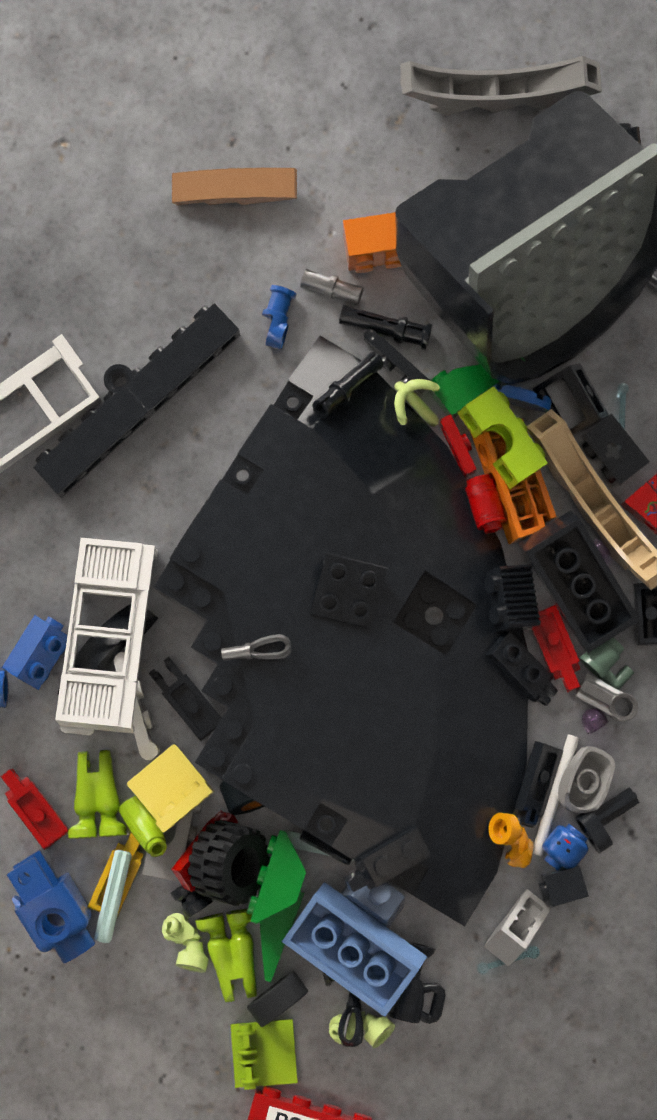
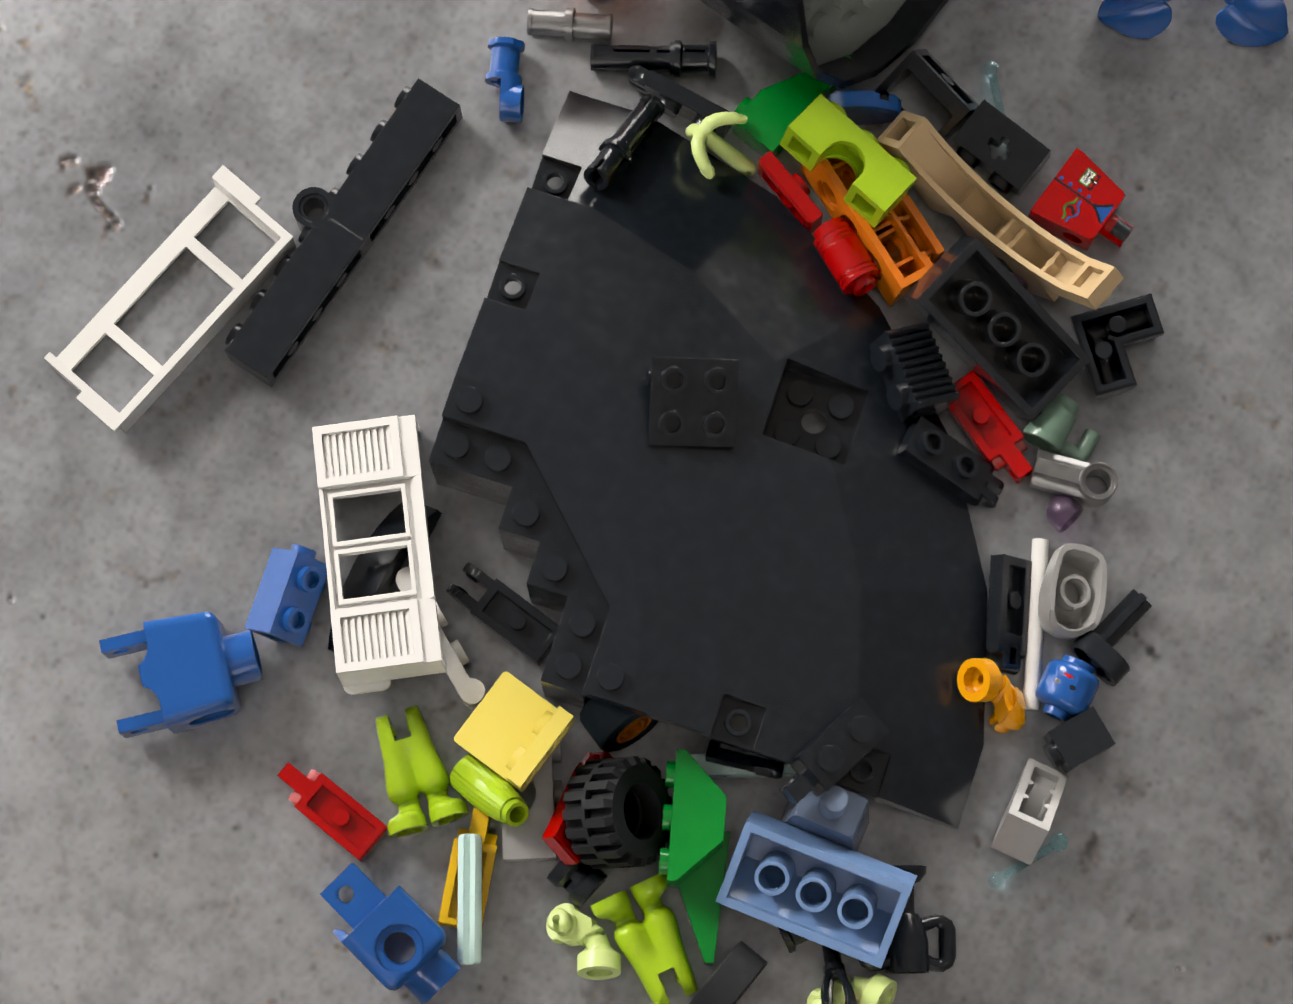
camera: 15 degrees left, 5 degrees down
(247, 650) = (577, 510): flat silver piece -> none

